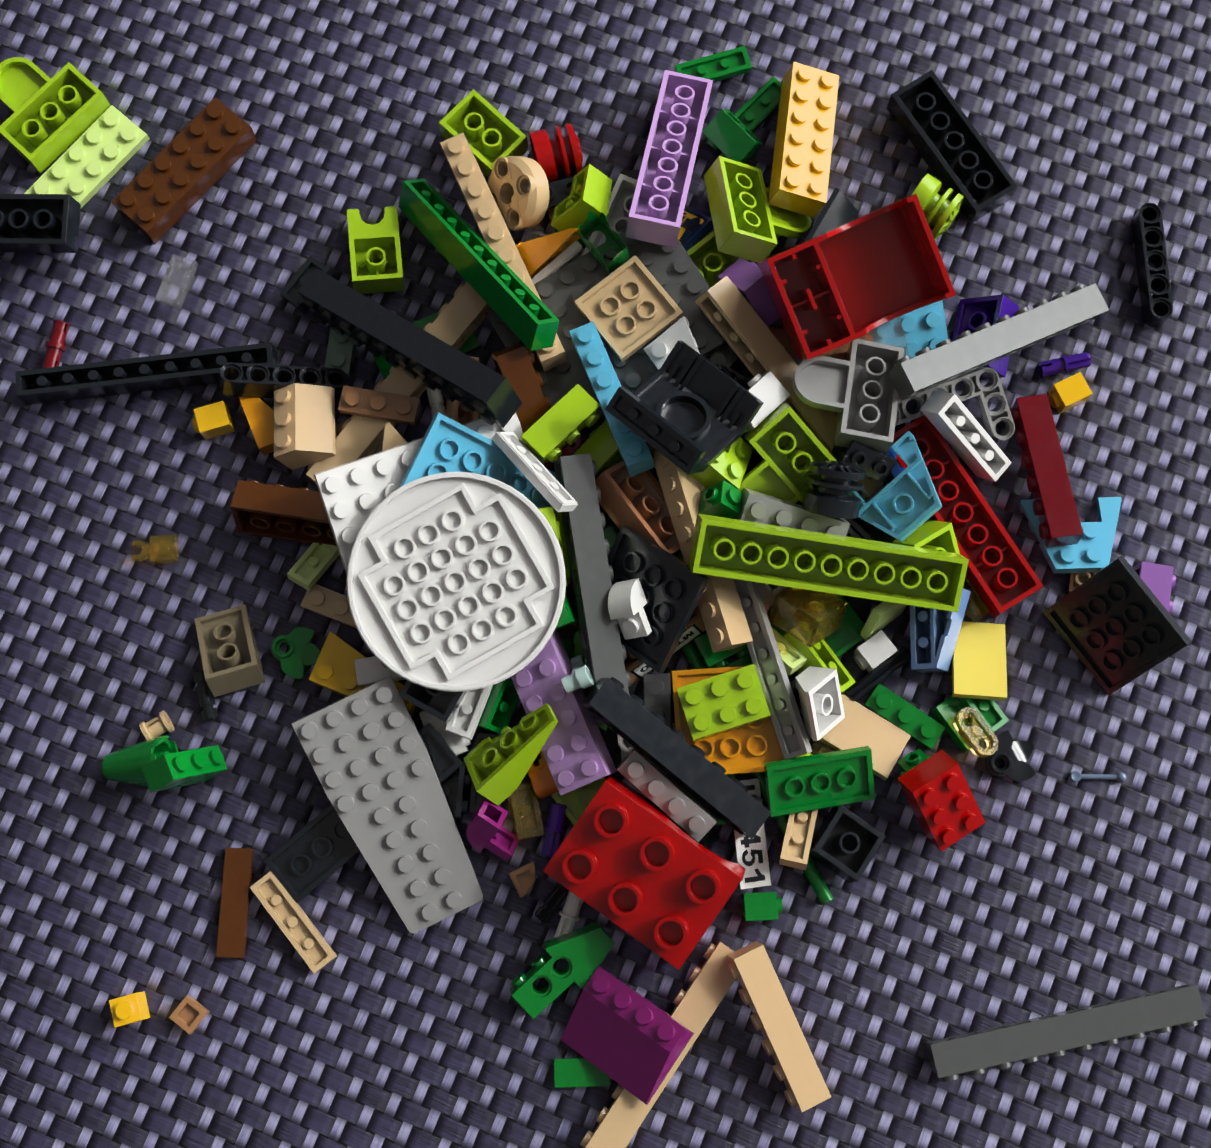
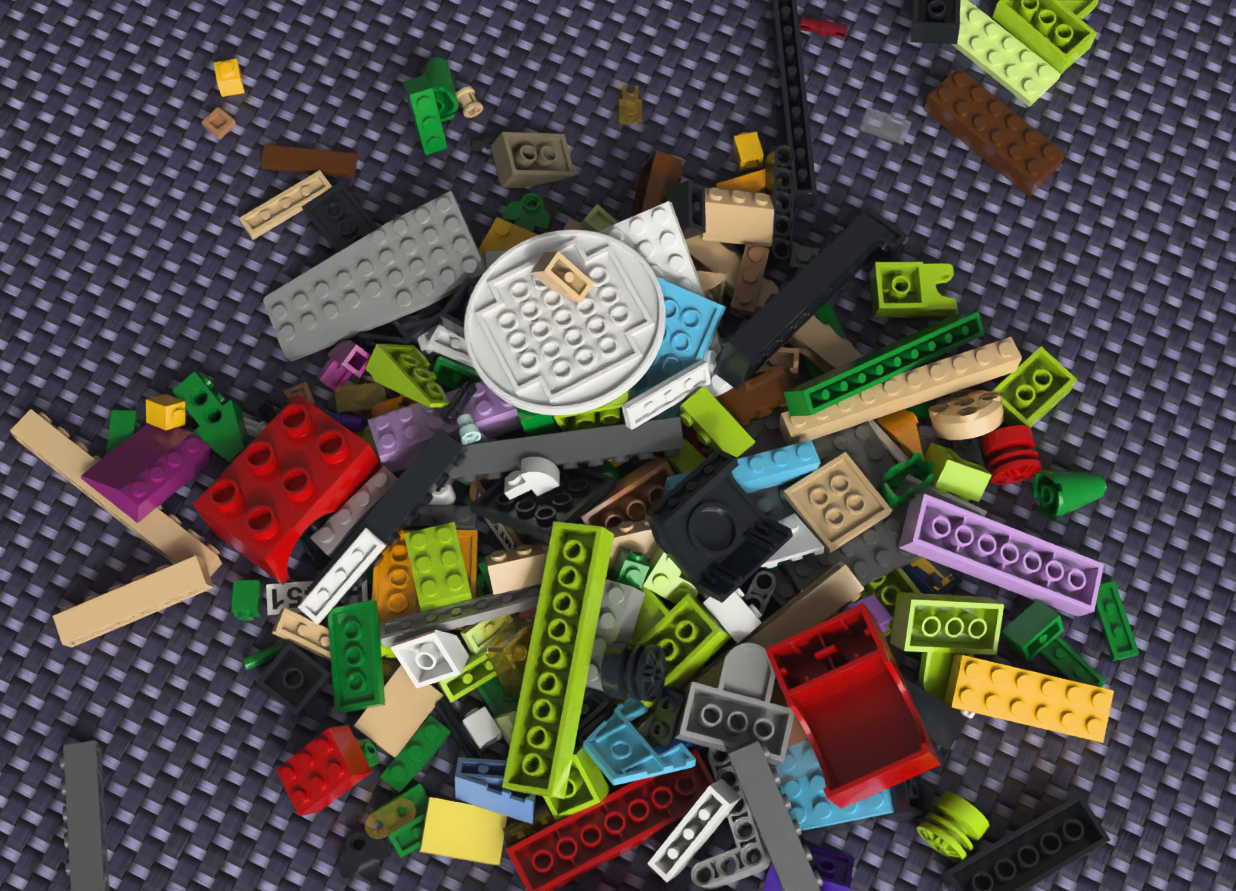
camera: 90 degrees right, 10 degrees down
(297, 468) = (689, 207): none -> black brick
(410, 583) = (562, 276): none -> tan slope
(544, 694) = (458, 402): none -> black axle
(558, 1023) = (165, 412): none -> yellow brick
(589, 106) = (1066, 491): none -> green cone
(741, 801) = (342, 576): none -> white tile

